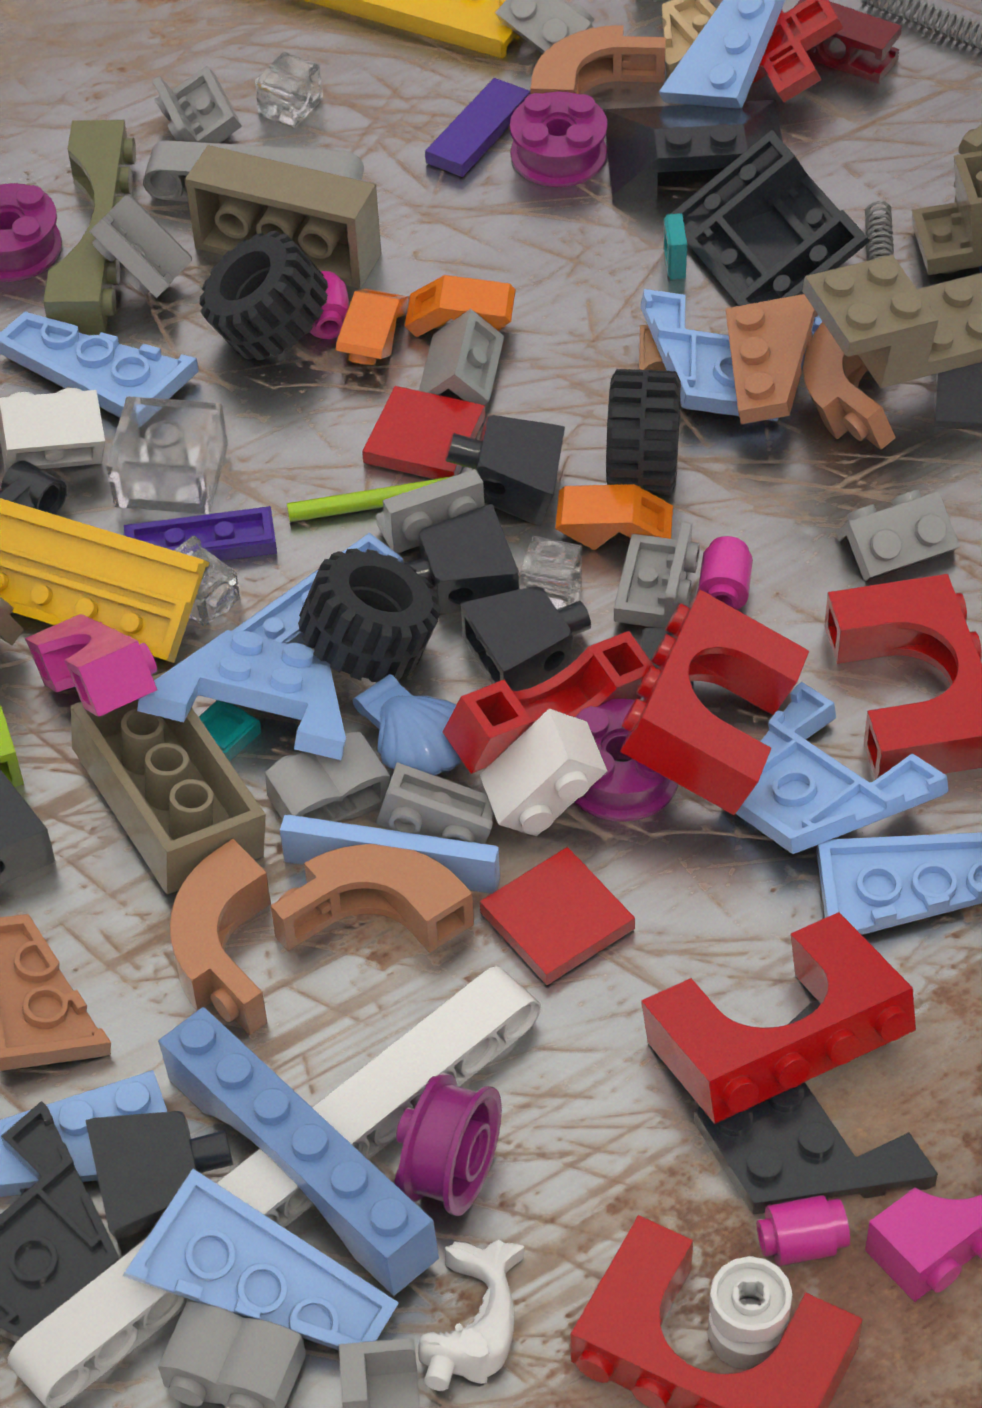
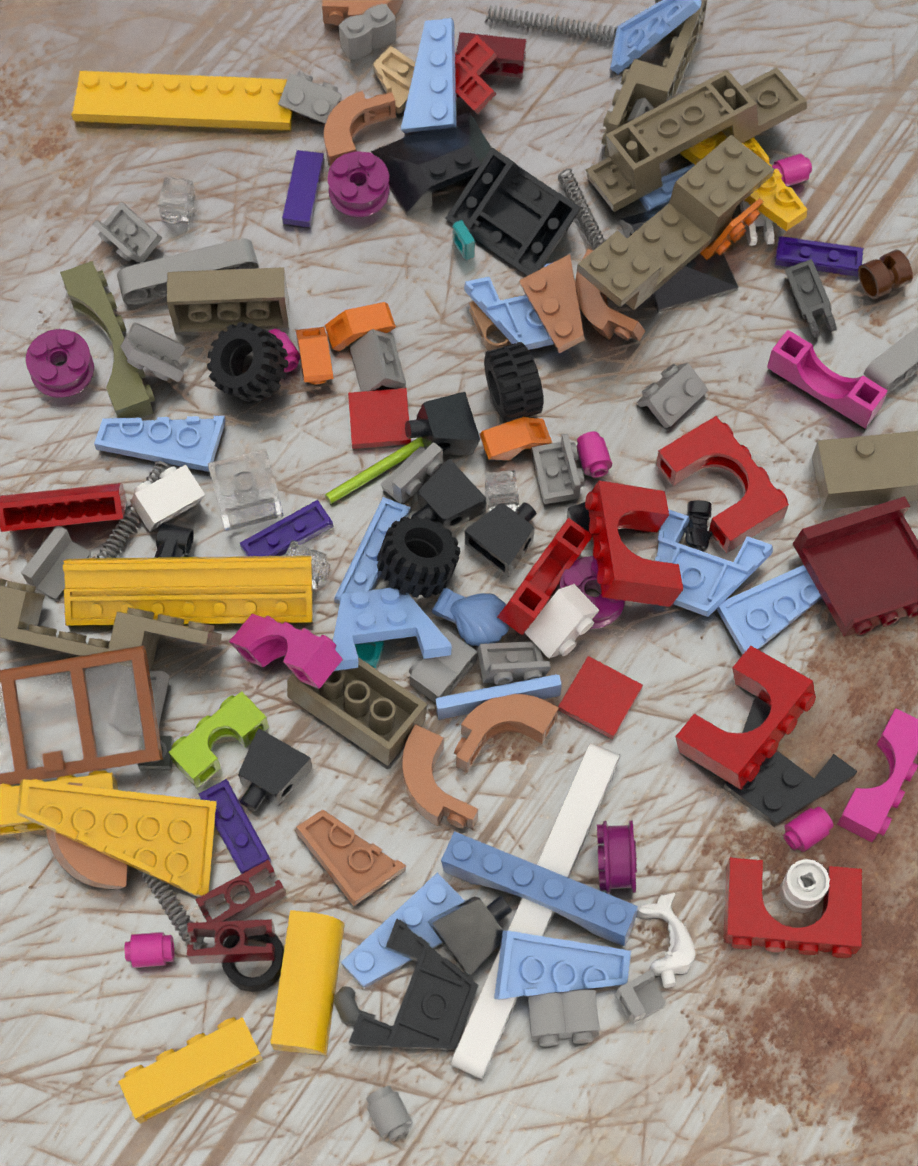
camera: 25 degrees left, 15 degrees up
(840, 736) = (697, 534): none -> black piece

